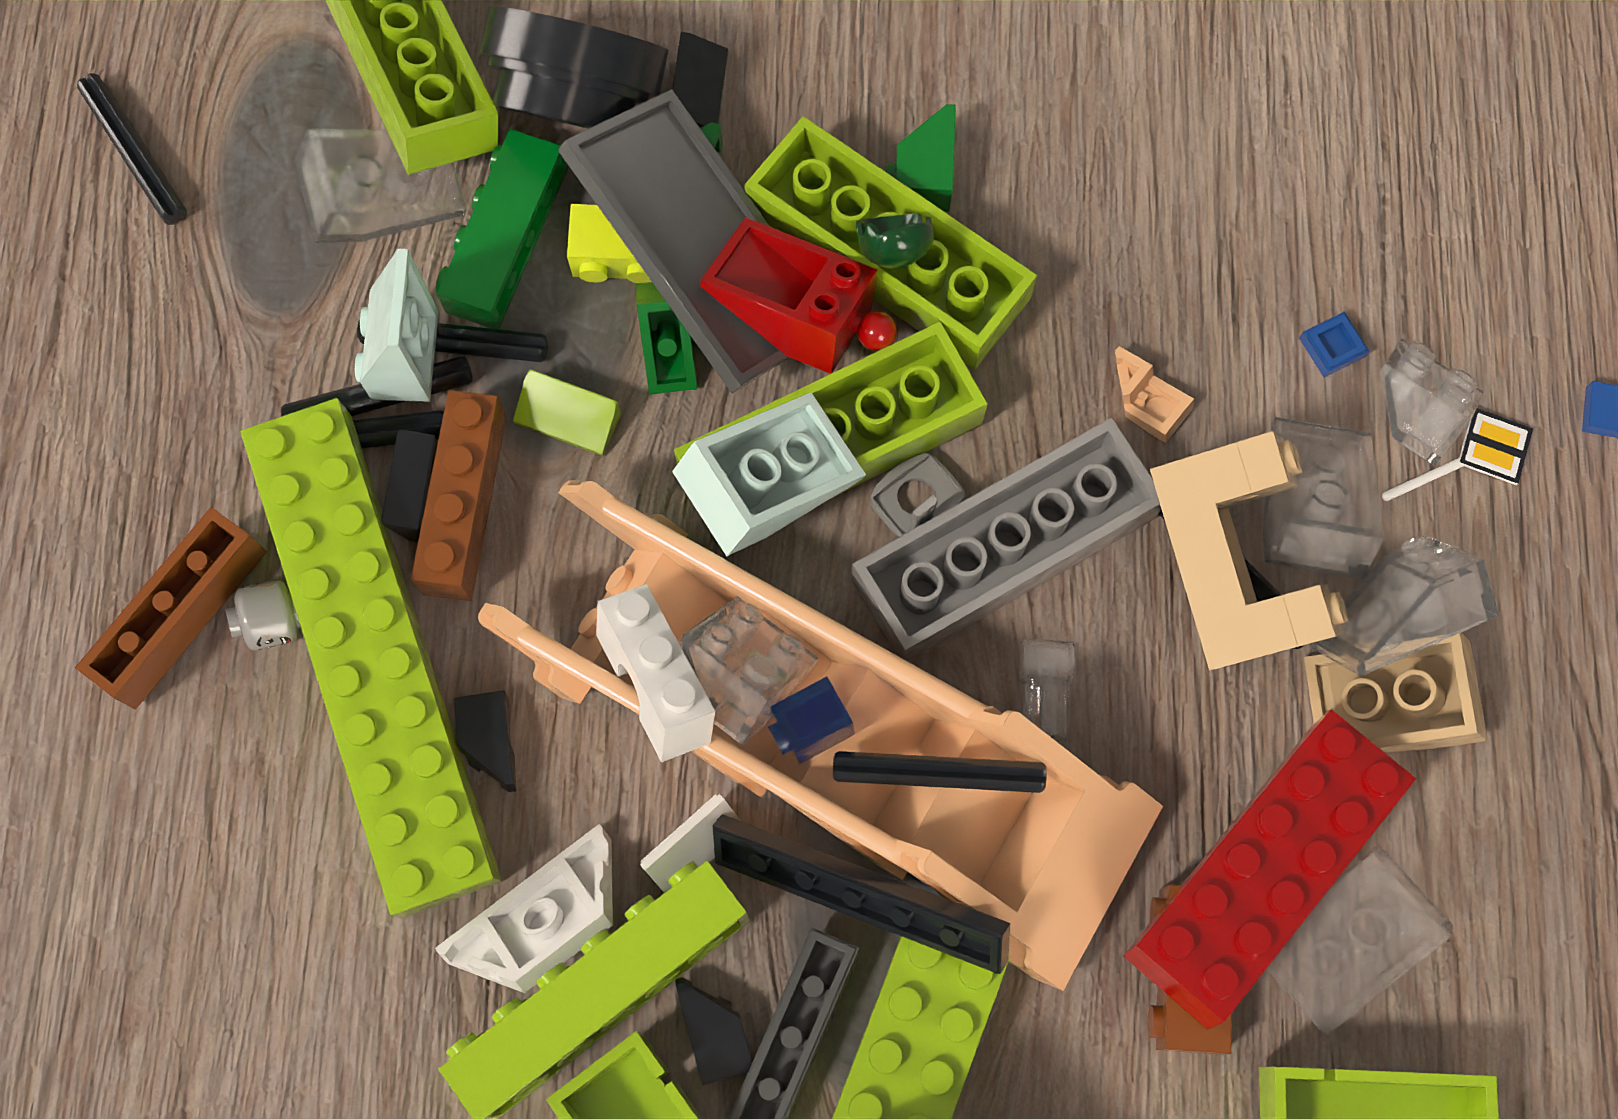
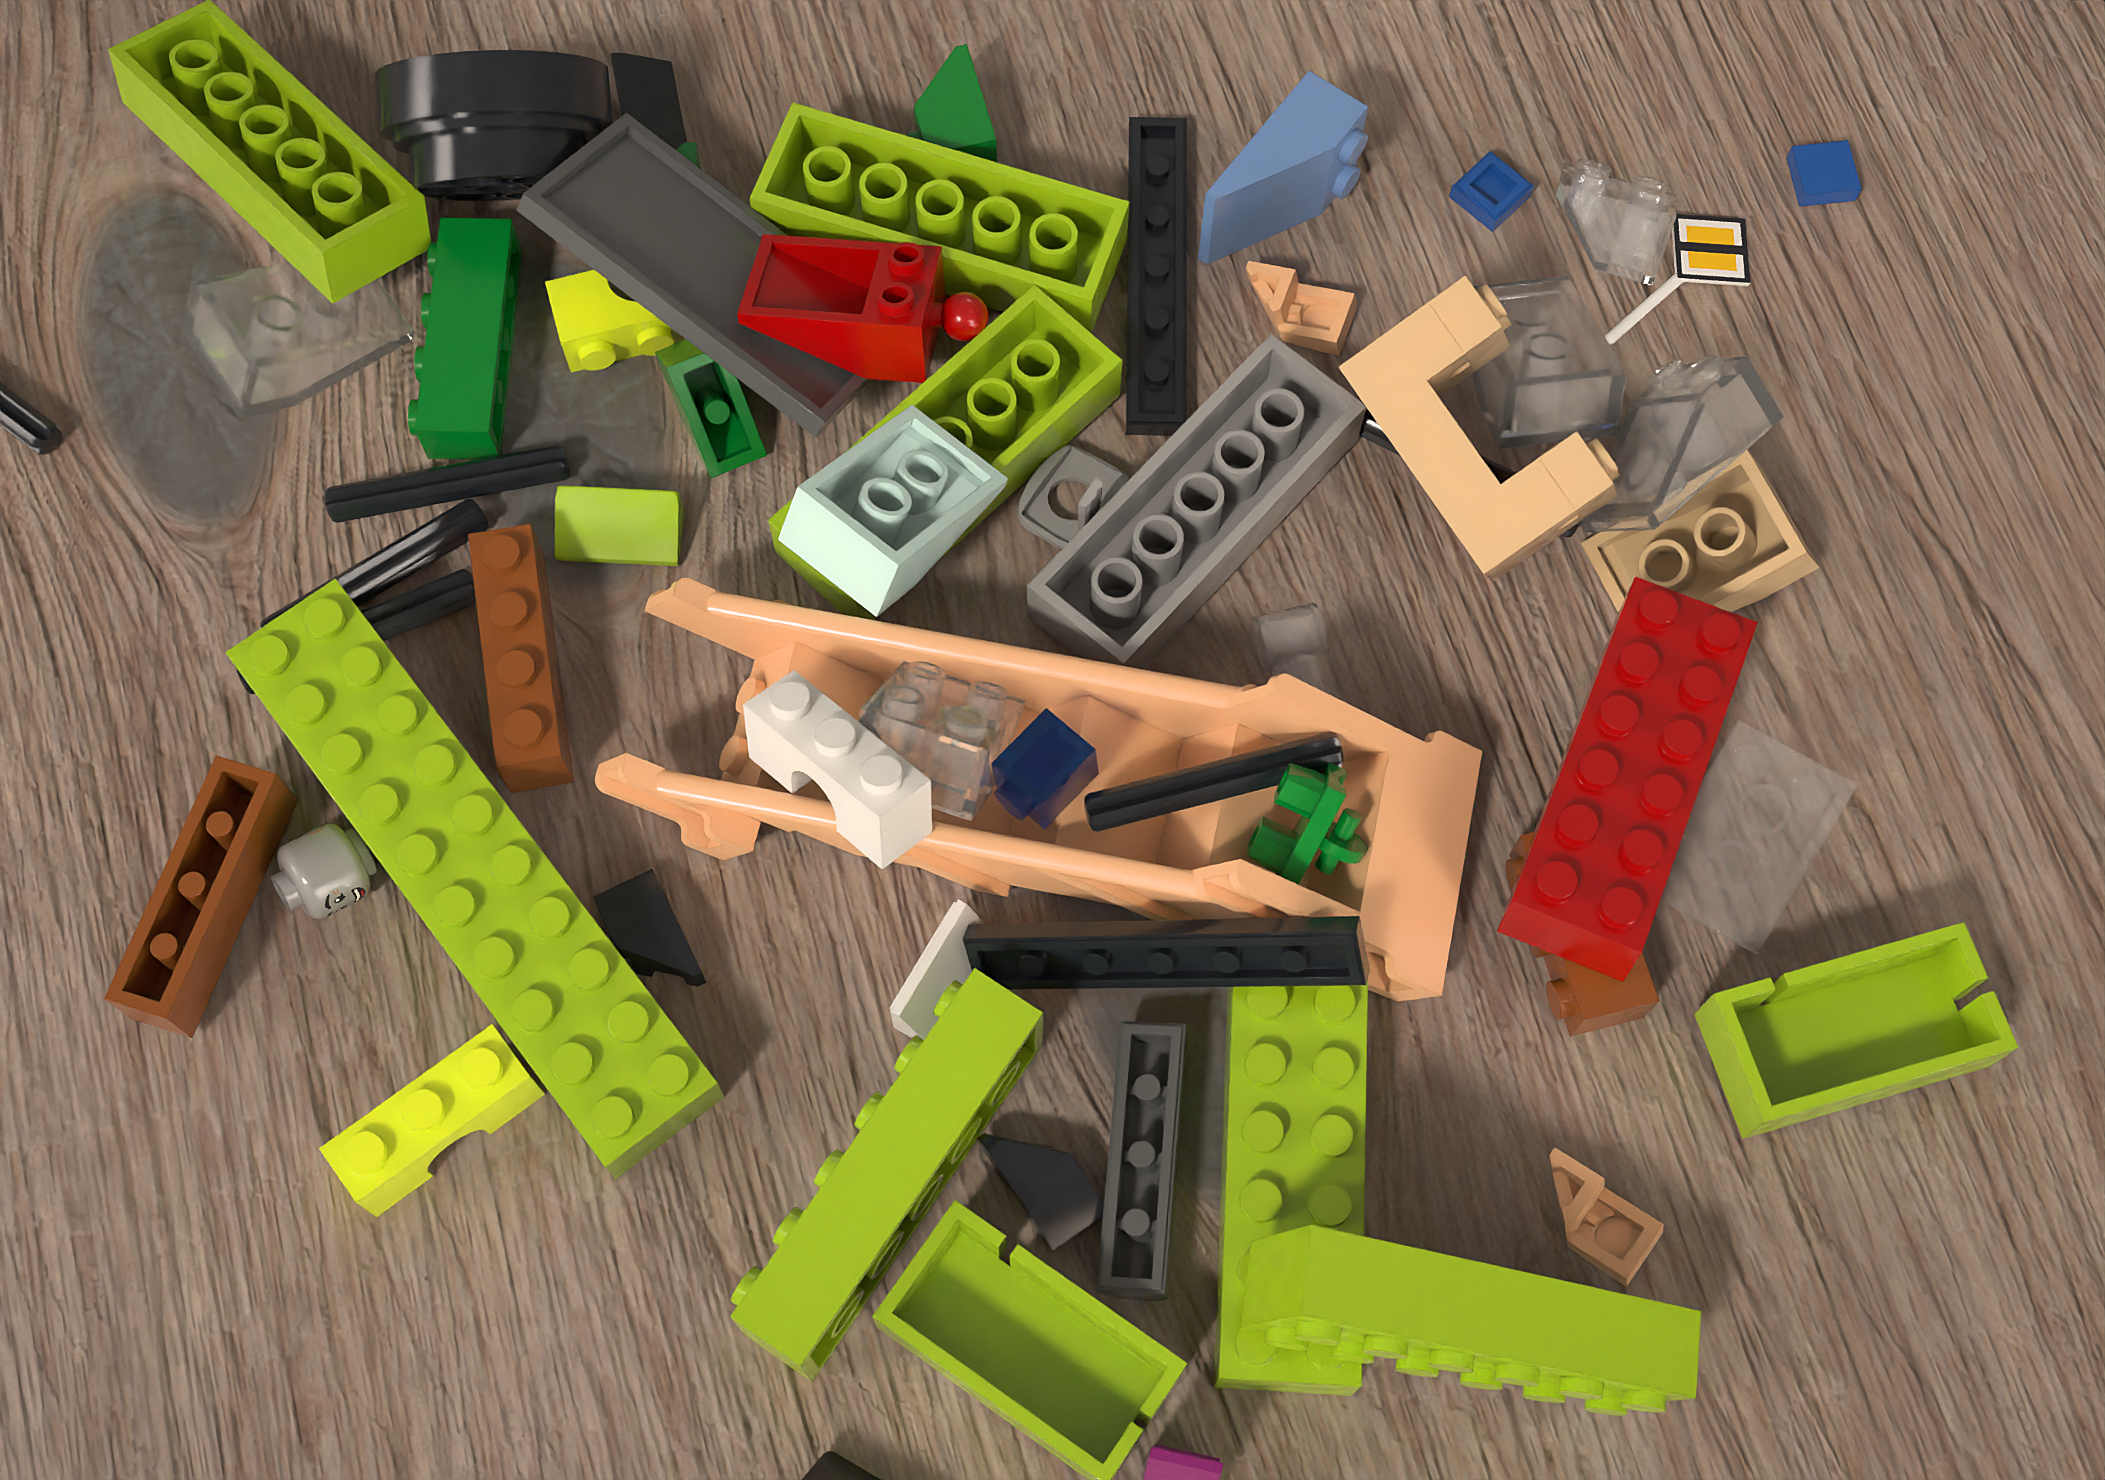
camera: 20 degrees left, 5 degrees down
(257, 839) = (393, 1144): none -> neon yellow arch
(398, 334) = (382, 484): light aqua slope -> none
(409, 483) = (455, 661): black slope -> none
(540, 918) = (786, 1119): white wing -> none
(895, 239) = (953, 205): dark green hair -> none
(1006, 836) = (1317, 801): none -> green hips
(1043, 335) = (1156, 276): none -> black tile
(1172, 283) = (1286, 170): none -> medium blue slope

